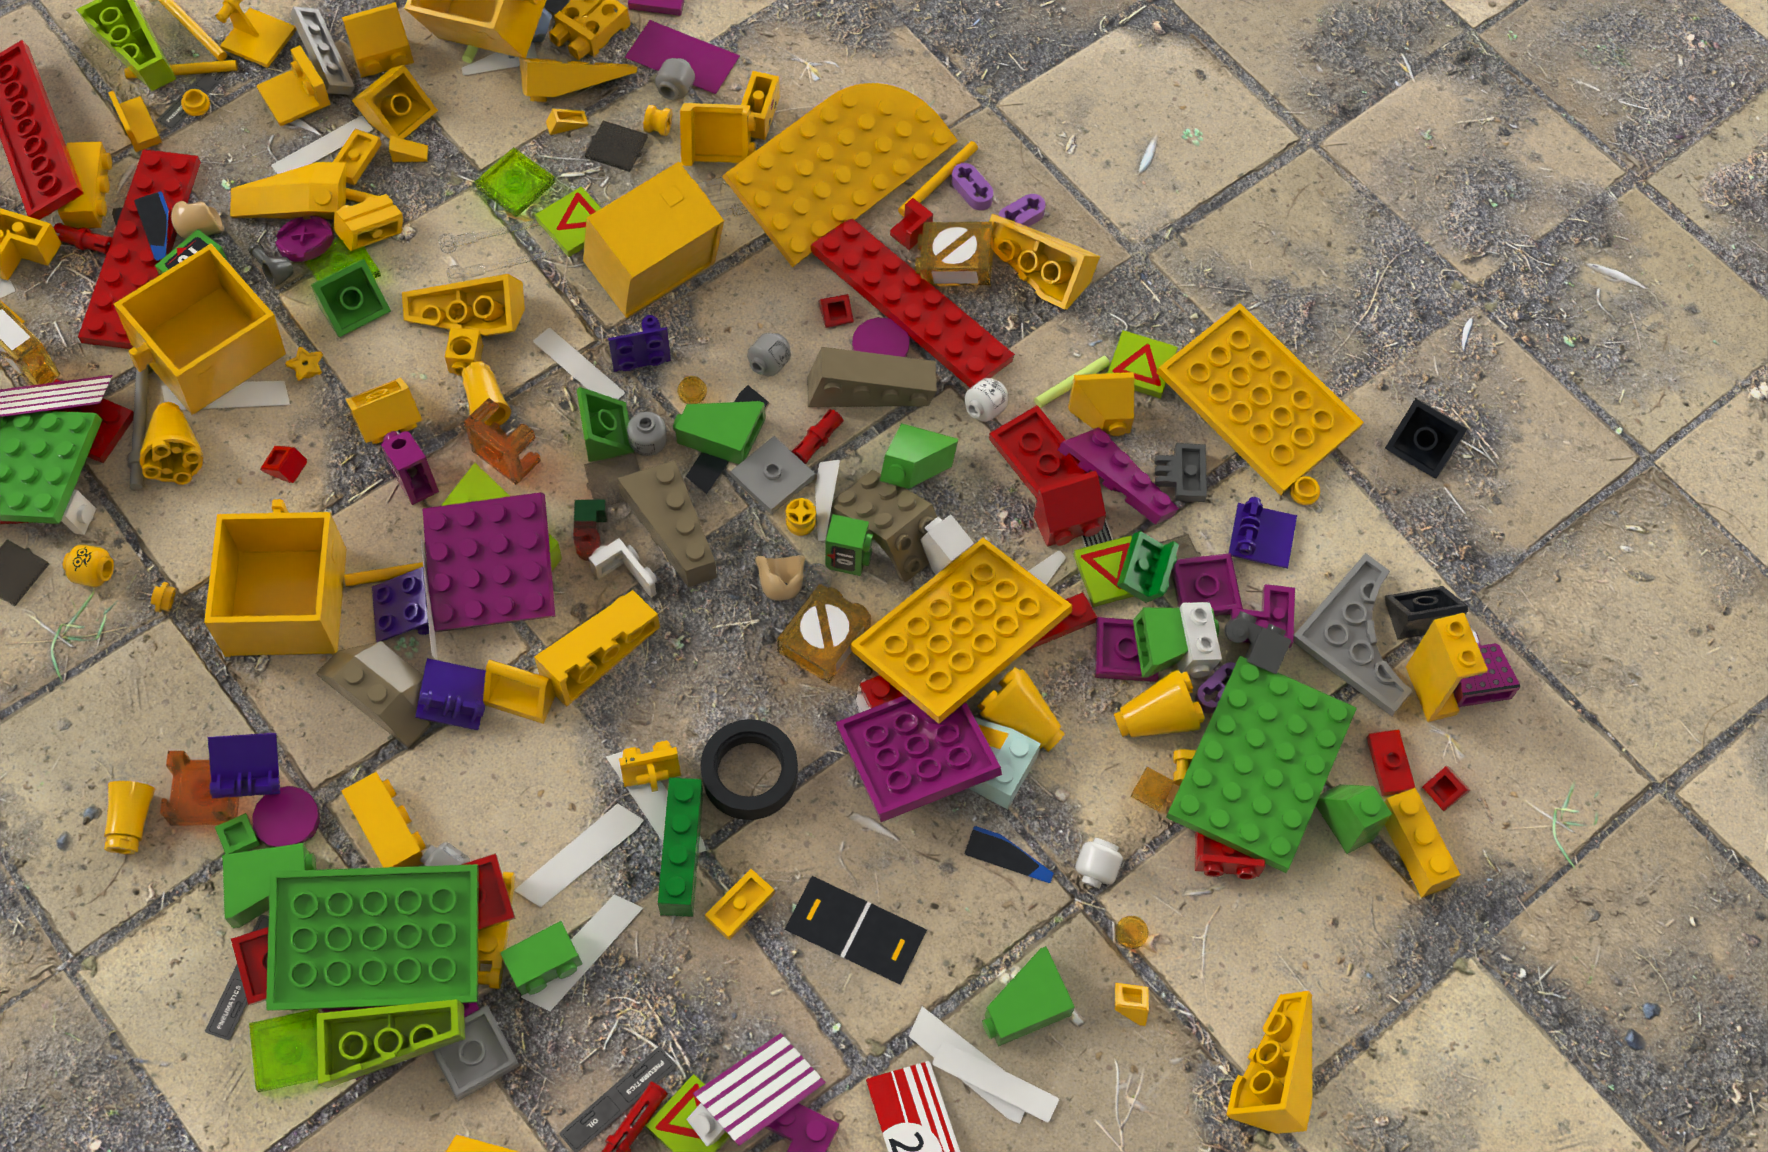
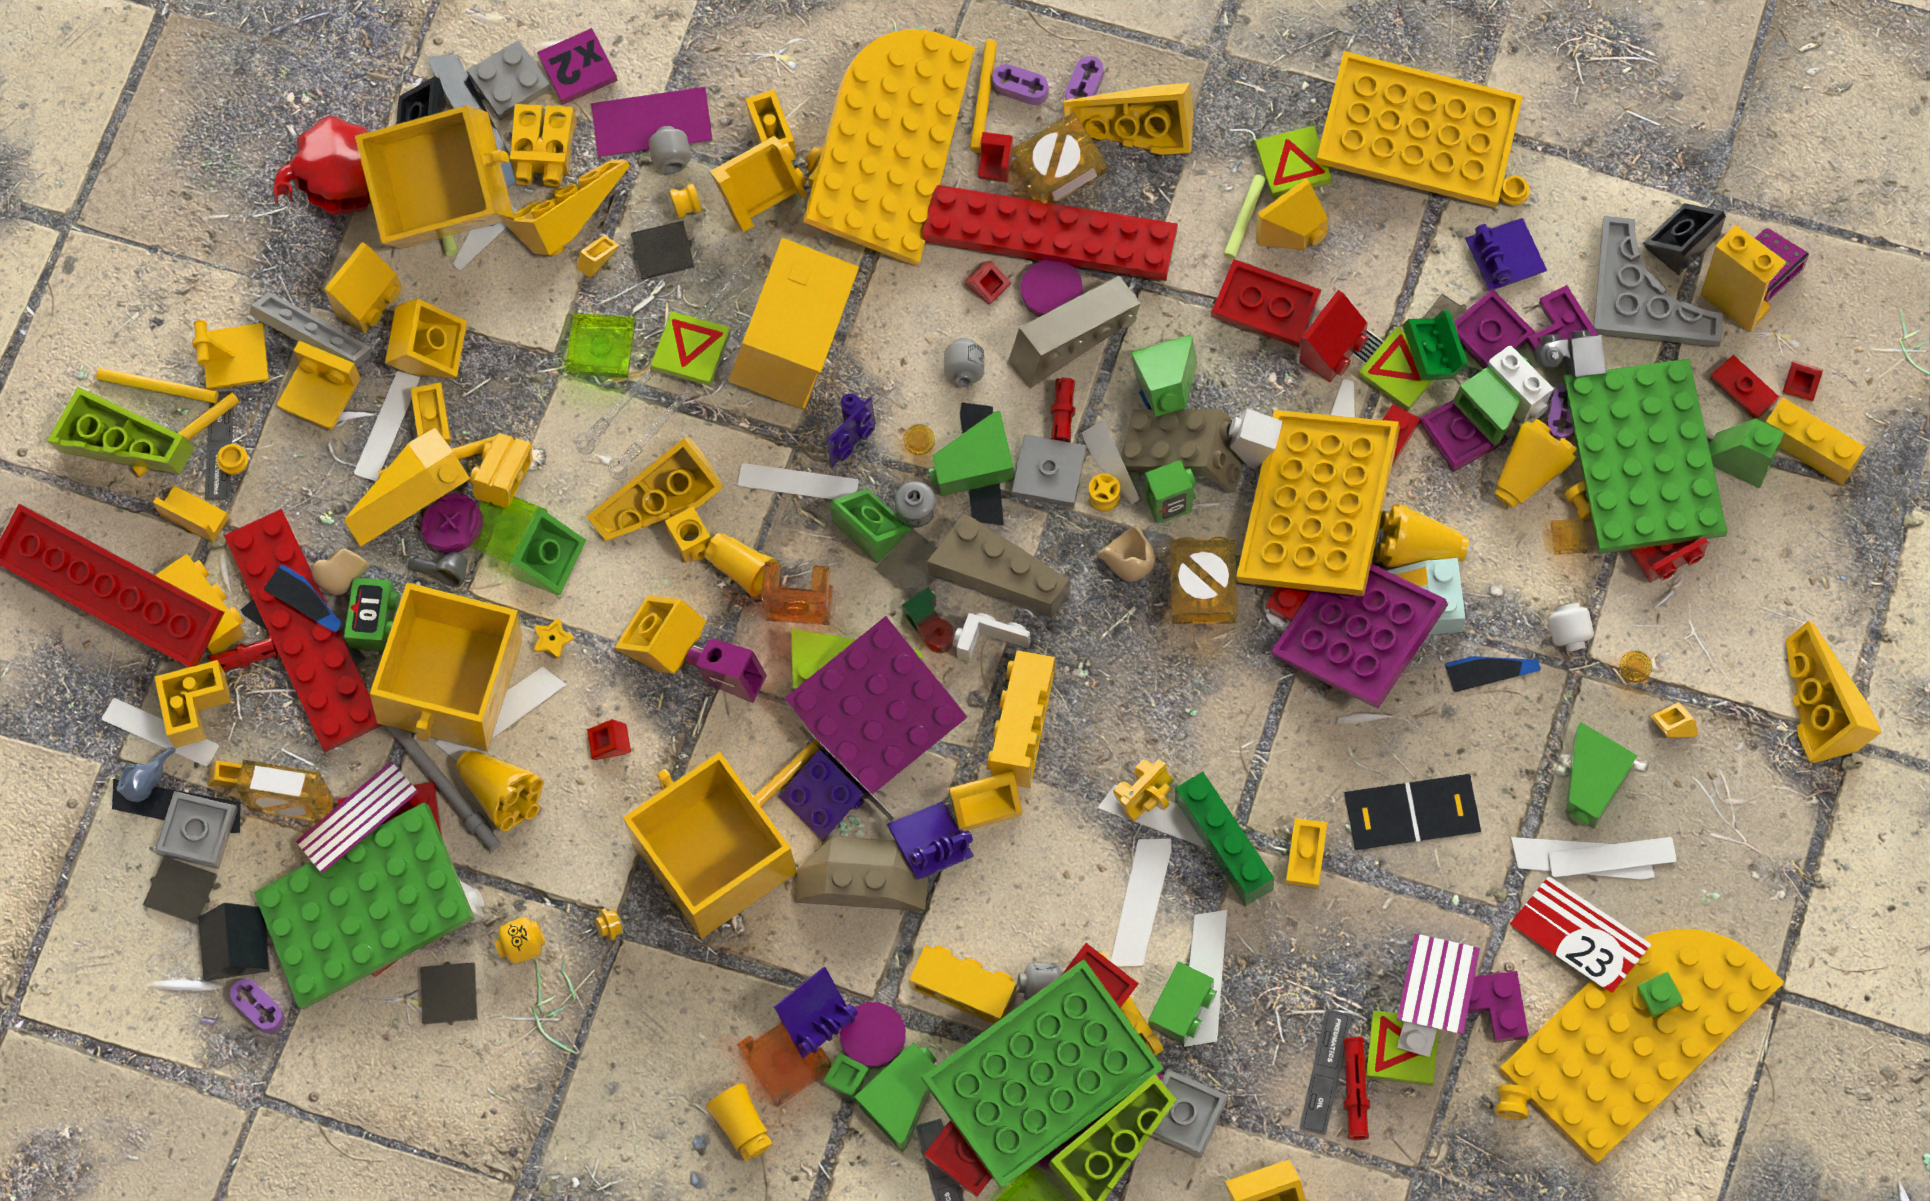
camera: 25 degrees left, 5 degrees up
(407, 151) = (473, 378): yellow piece -> none
(741, 733) = (1230, 700): black tyre -> none
(986, 399) = (1185, 282): white head -> none
(1120, 474) = (1338, 272): magenta wing -> none
(1184, 472) = (1401, 239): dark grey hinge -> none
(1426, 438) = (1585, 77): black slope -> none

